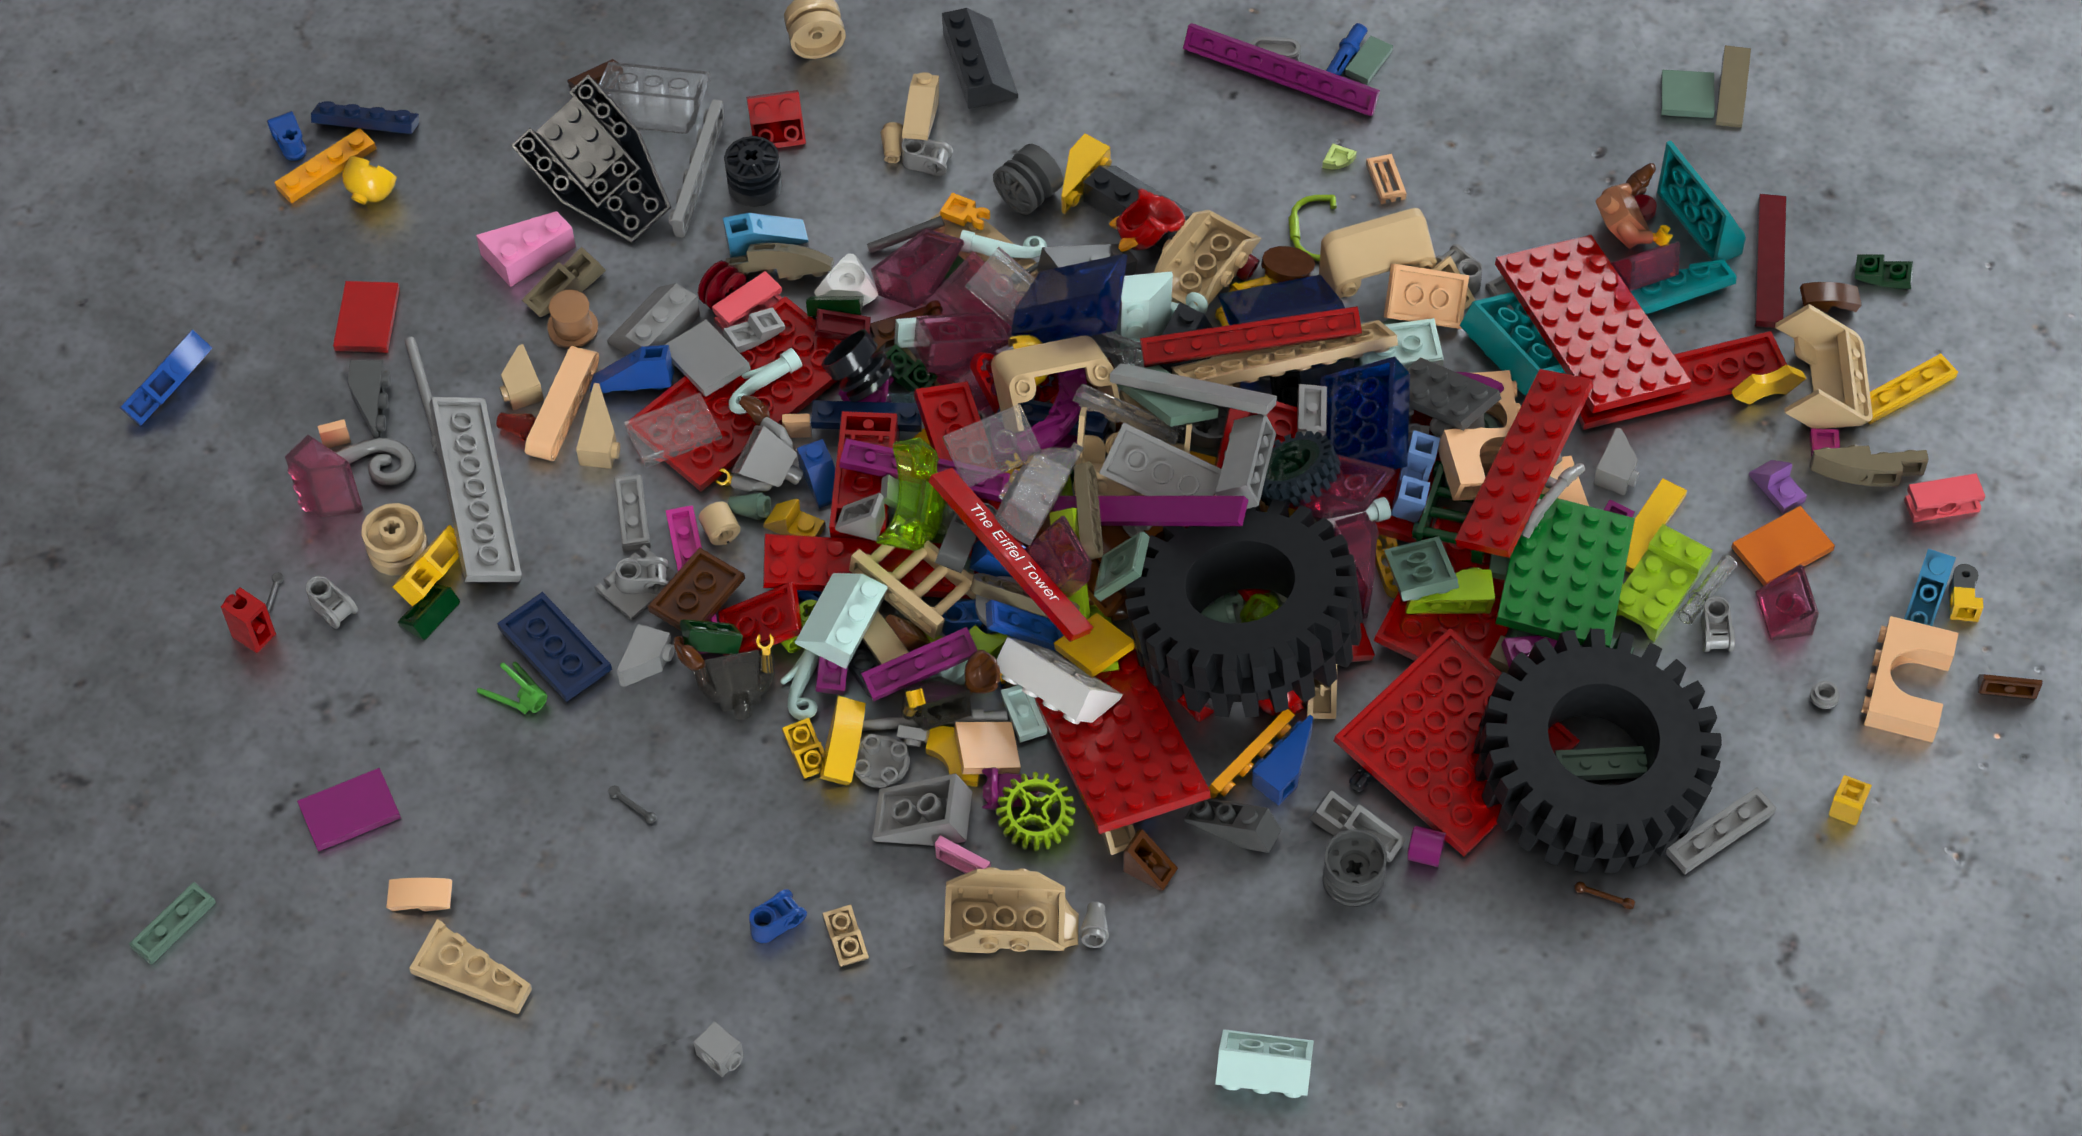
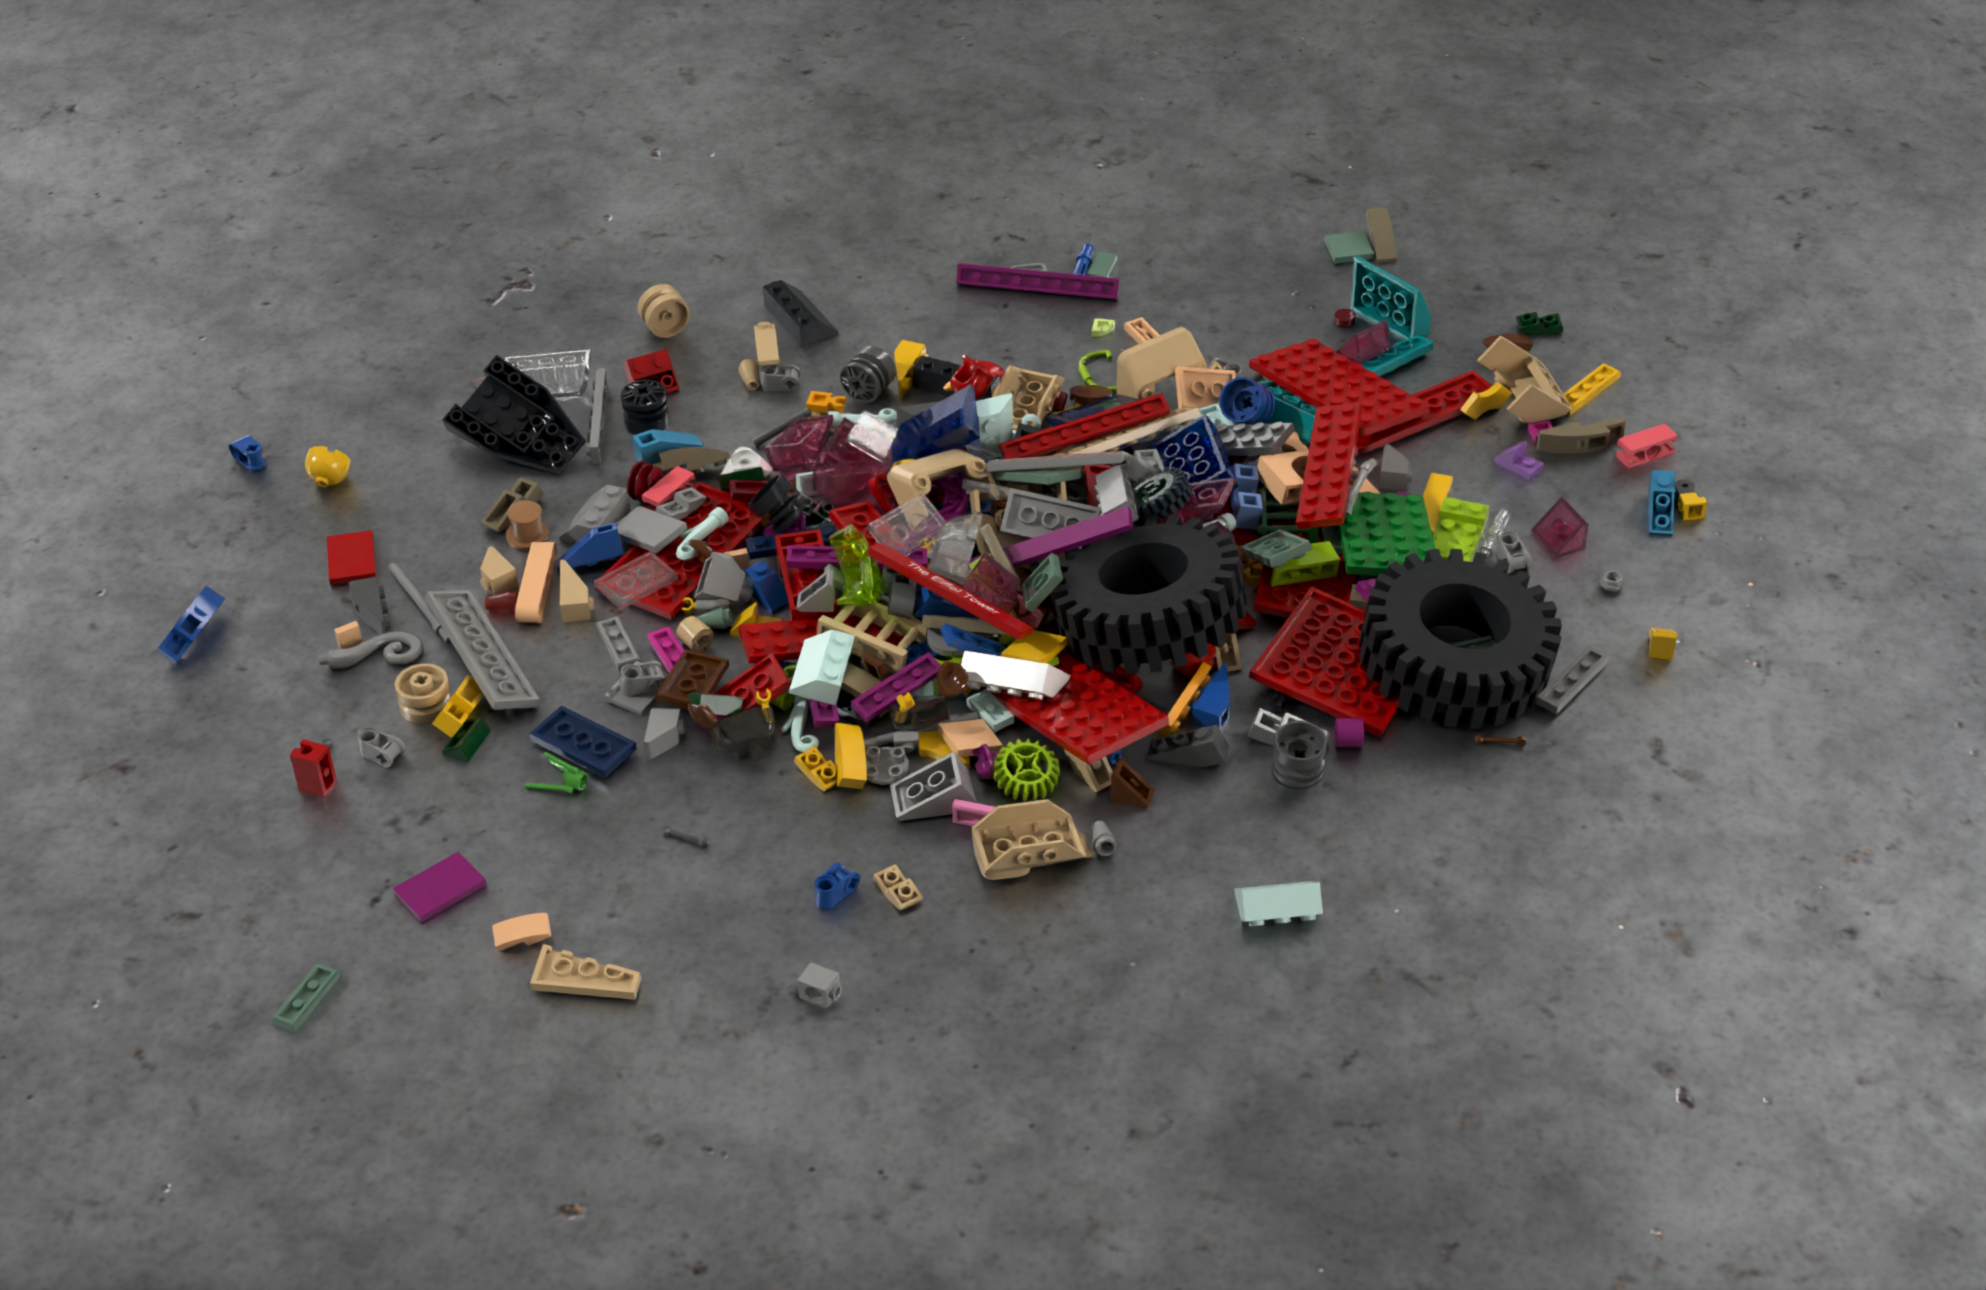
camera: 15 degrees left, 15 degrees down
(322, 480) = (352, 659): clear pink slope -> none
(324, 165) = (281, 470): light orange plate -> none
(366, 118) = (318, 430): dark blue plate -> none
(526, 246) = (472, 487): bright pink wedge -> none
(1287, 418) = (1136, 468): none -> light grey piece
(1464, 332) = (1236, 401): none -> blue wheel
(1624, 215) = (1333, 319): nougat torso -> none
(1770, 260) = (1453, 332): dark red tile -> none
(1782, 545) = (1537, 497): orange tile -> none
(1889, 706) = (1664, 577): light nougat arch -> none
(2009, 686) = (1747, 548): reddish brown slope -> none

